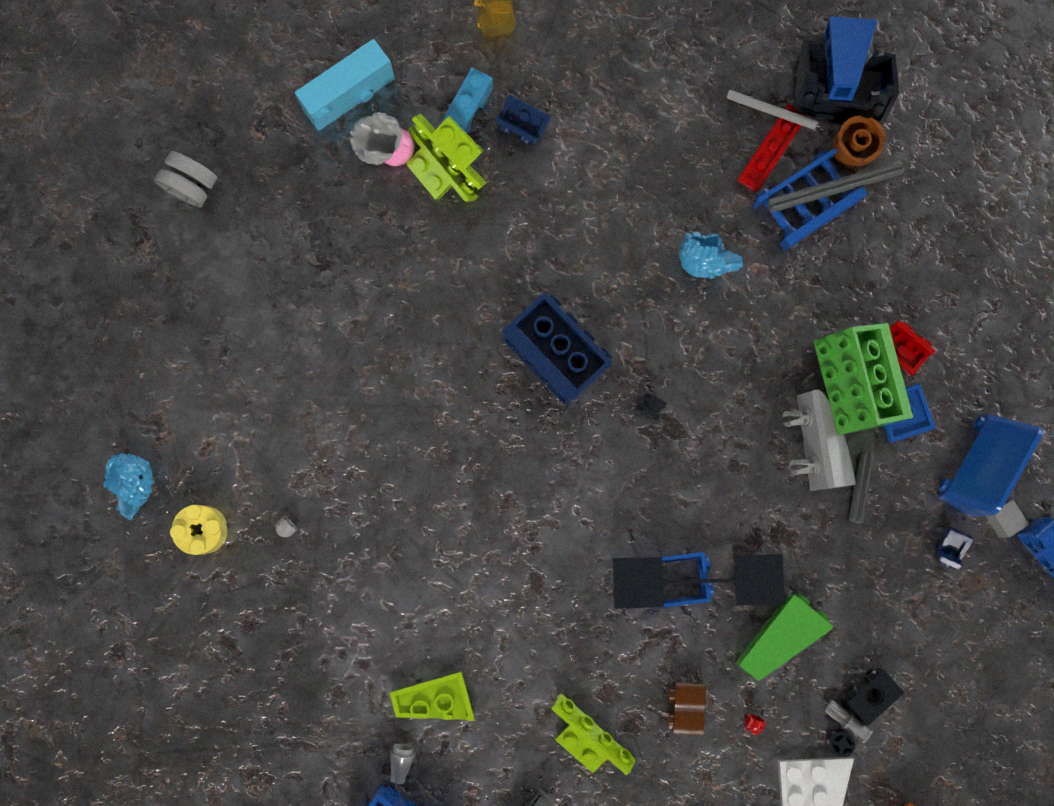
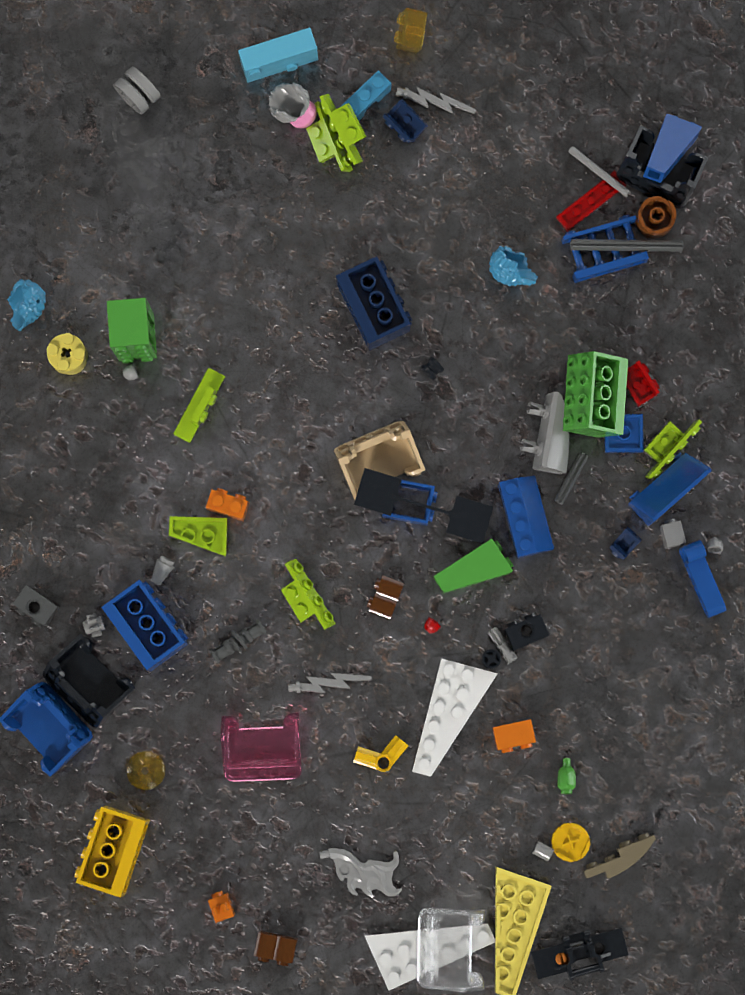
camera: 25 degrees right, 0 degrees up
(268, 478) = (132, 330): none -> bright green brick
(382, 541) = (197, 409): none -> lime bracket
(456, 655) = (227, 505): none -> orange brick
(534, 85) = (423, 96): none -> light grey piece
(623, 528) = (385, 450): none -> tan windscreen
(823, 553) = (525, 516): none -> blue slope
(963, 410) = (666, 444): none -> lime bracket

